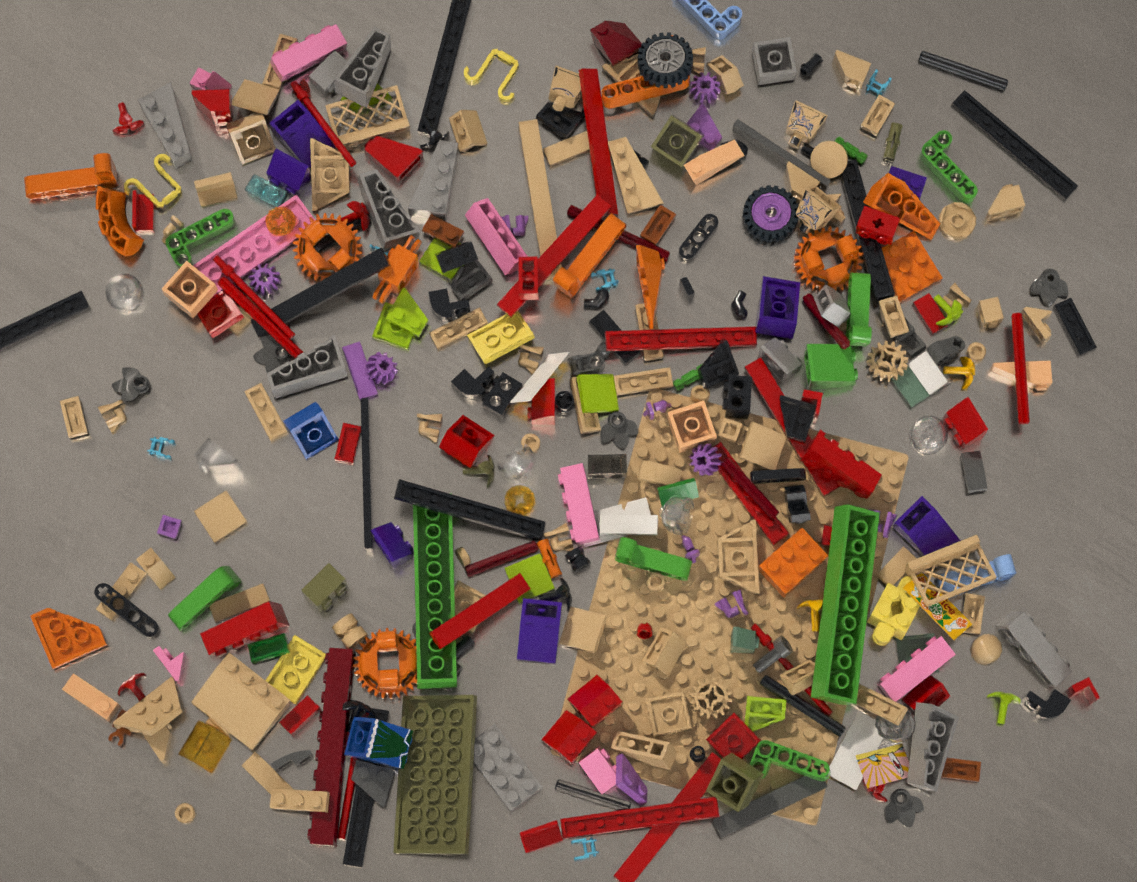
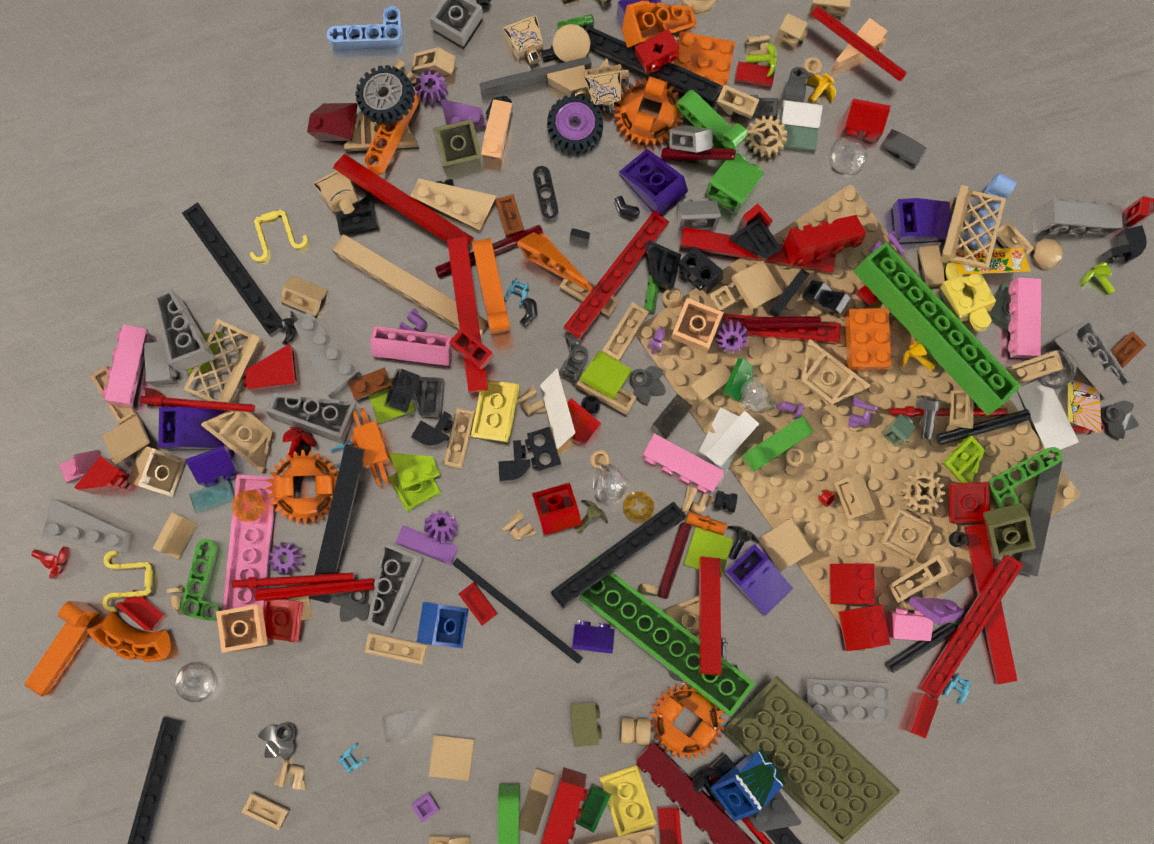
camera: 55 degrees left, 5 degrees up
(567, 149) = (387, 231): tan tile -> none
(603, 322) = (555, 322): black tile -> none
(928, 691) = (1051, 328): red panel -> none

